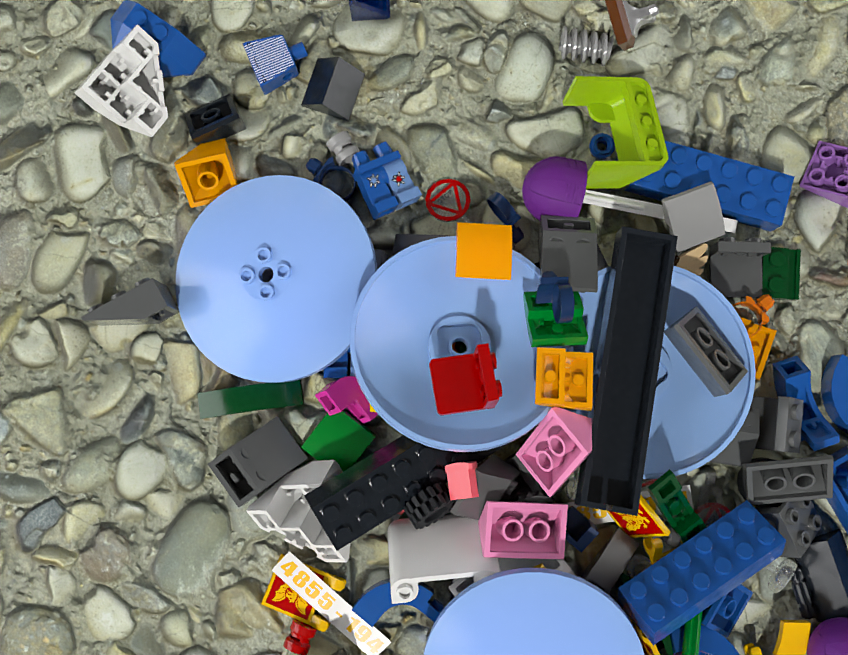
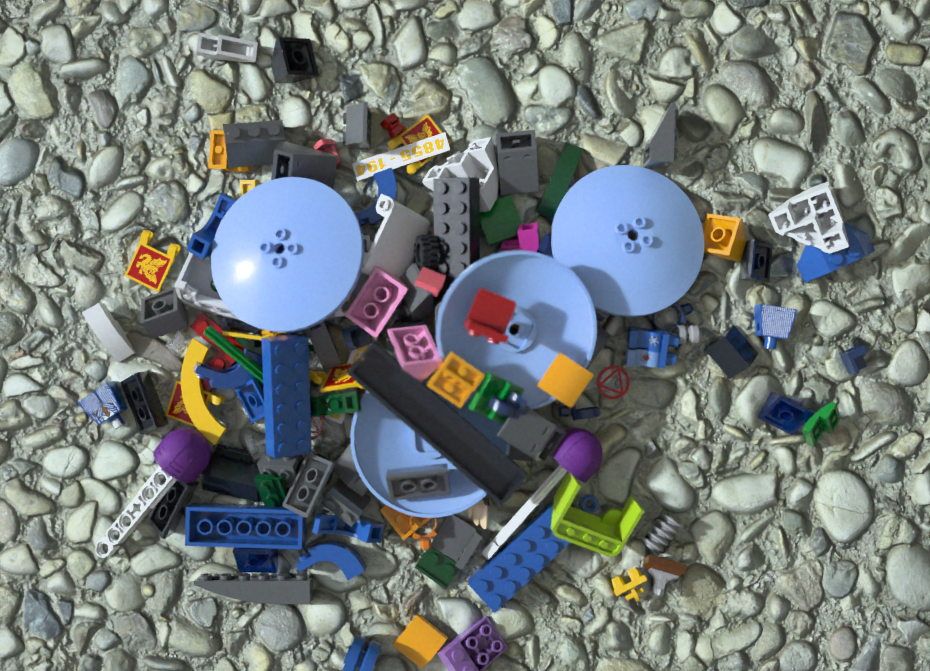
camera: 125 degrees right, 5 degrees up
(654, 42) = (637, 579): none -> yellow hips
(694, 216) = (507, 530): light grey slope -> none
(819, 522) = (271, 489): none -> dark green plate

